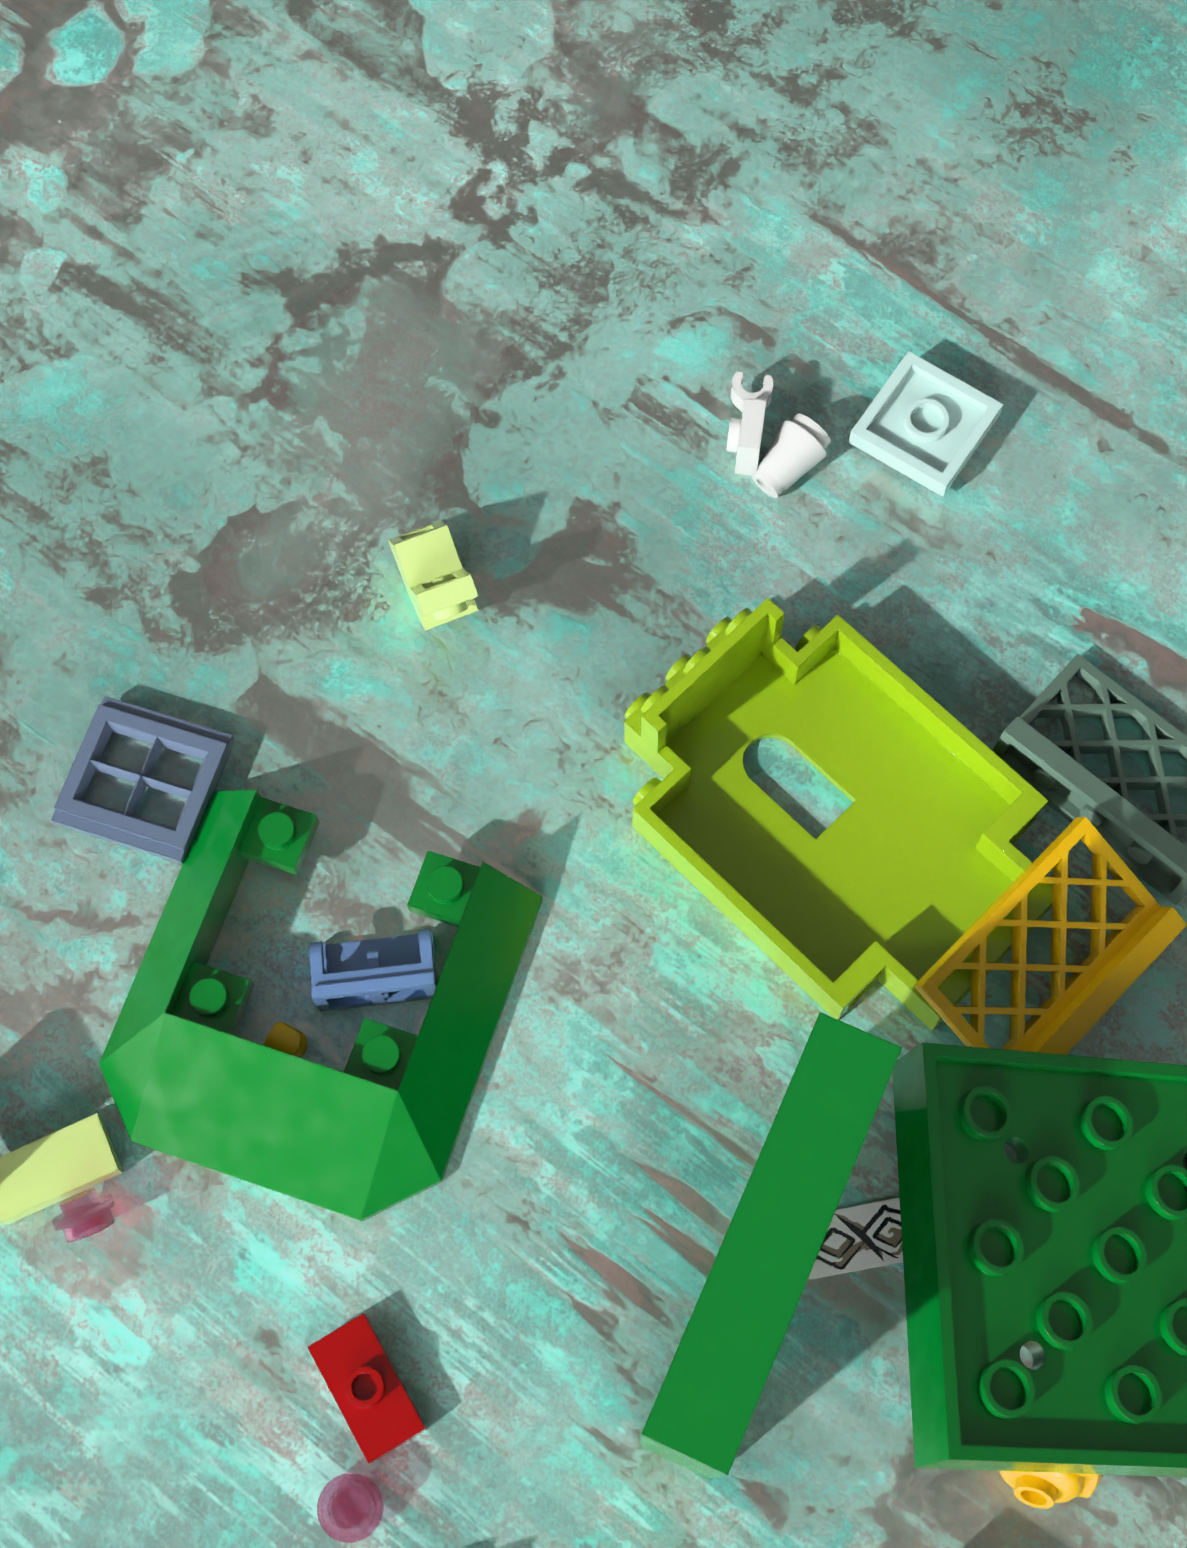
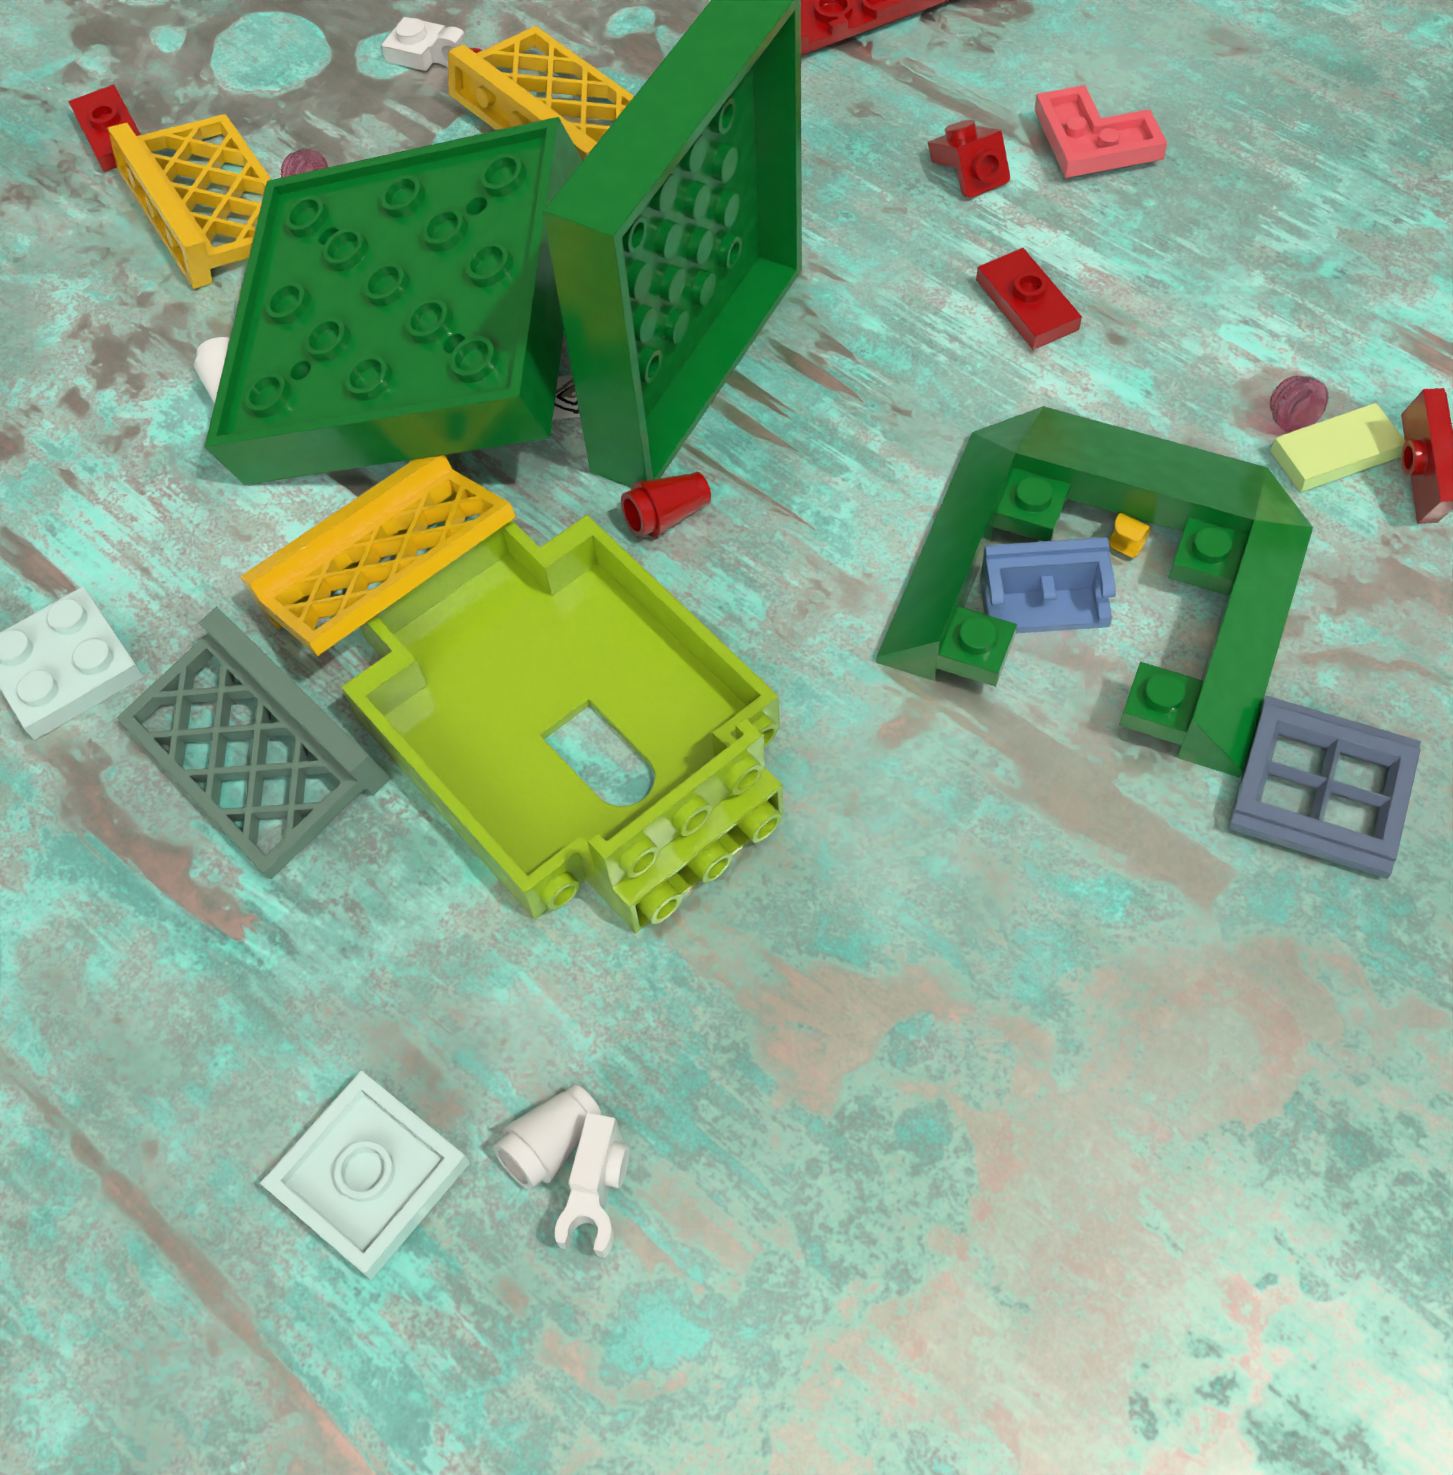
camera: 175 degrees left, 10 degrees down
(350, 1507) = (1036, 225): clear pink plate -> none
(434, 575) = (1004, 983): yellowish green brick -> none
(764, 1062) = (661, 503): none -> red cone

